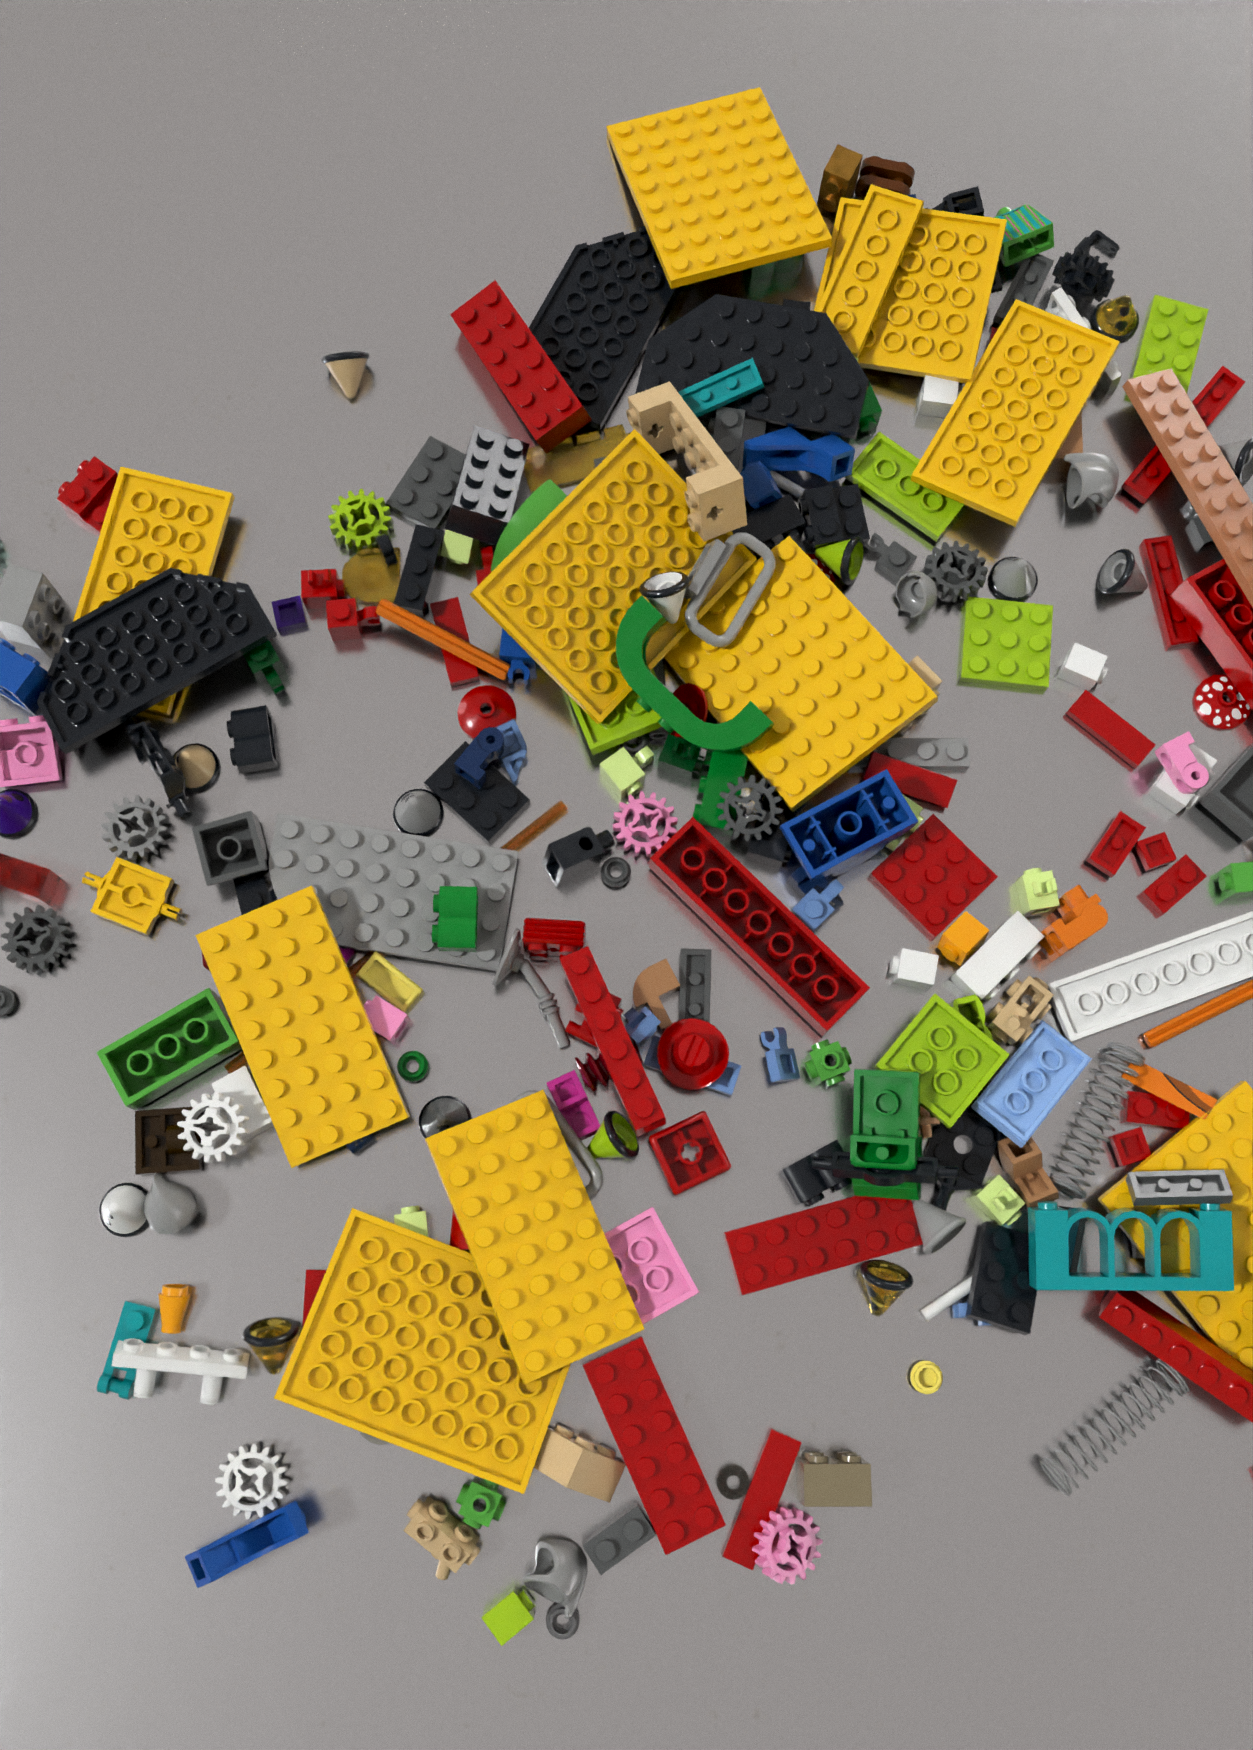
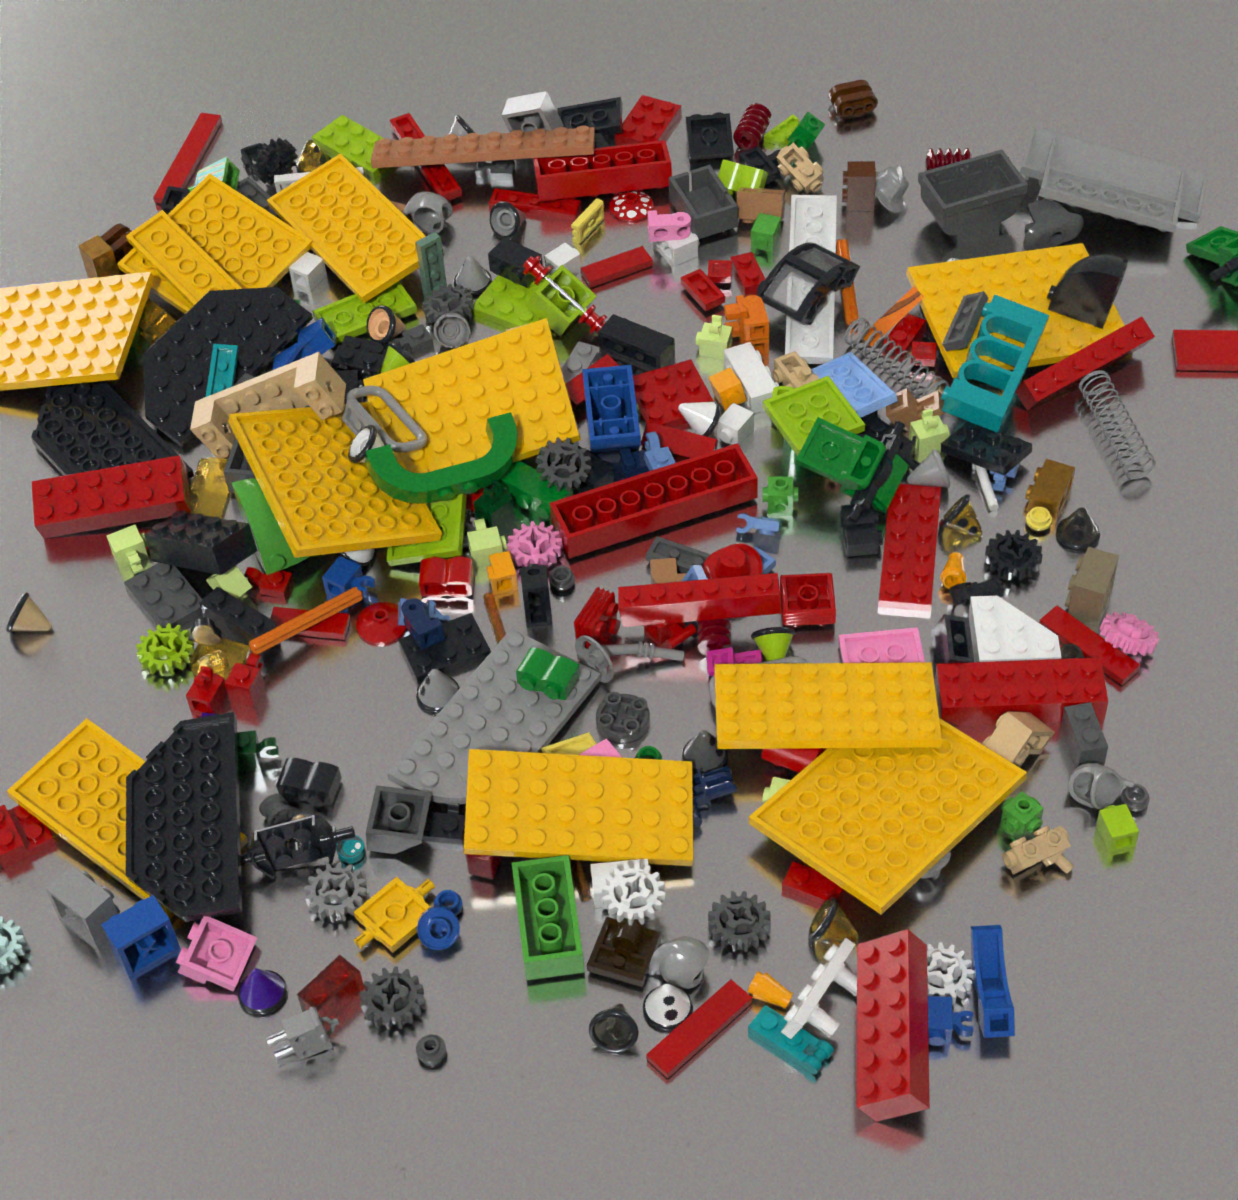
camera: 60 degrees left, 25 degrees down
(79, 1168) = (614, 1029): none -> clear smoke hat
(110, 1251) = (699, 1028): none -> red tile
(126, 946) = (438, 928): none -> blue plate
(156, 938) = (449, 897): none -> blue plate
(158, 1455) = (892, 1026): none -> red brick
(195, 1498) = (943, 1021): none -> blue brick
(200, 815) = (351, 850): none -> teal tile
(208, 725) = (276, 810): none -> dark grey wheel
(244, 1231) = (739, 921): none -> dark grey gear
(395, 1142) = (712, 785): none -> dark blue arm
(458, 1016) = (622, 717): none -> dark grey tile
(471, 411) = (128, 548): none -> yellowish green brick
(565, 752) = (446, 577): none -> red brick
(594, 805) = (502, 573): none -> light orange brick
(681, 1344) = (952, 640): none -> black brick
(720, 1405) = (1008, 634): none -> white brick
(781, 1340) = (967, 590): none -> black connector
(787, 280) = (154, 321): none -> clear yellow slope
(802, 1304) = (953, 571): none -> light orange cone
(862, 916) = (679, 441): none -> red tile
(870, 1356) = (1013, 555): none -> black gear
(889, 519) = (383, 324): none -> light nougat hat
(904, 928) = (701, 416): none -> white hat
(929, 1430) = (1078, 530): none -> clear smoke hat
(977, 1376) = (1050, 487): none -> pearl gold brick
(991, 525) = (431, 263): none -> sand green plate
(994, 805) = (636, 343): none -> black brick
(1011, 694) = (561, 298): none -> lime brick
(1045, 615) = (508, 260): none -> black brick
(1058, 182) = (189, 154): none -> red tile
(1164, 665) = (587, 221): none -> light yellow tile
(1170, 962) = (804, 279): none -> window

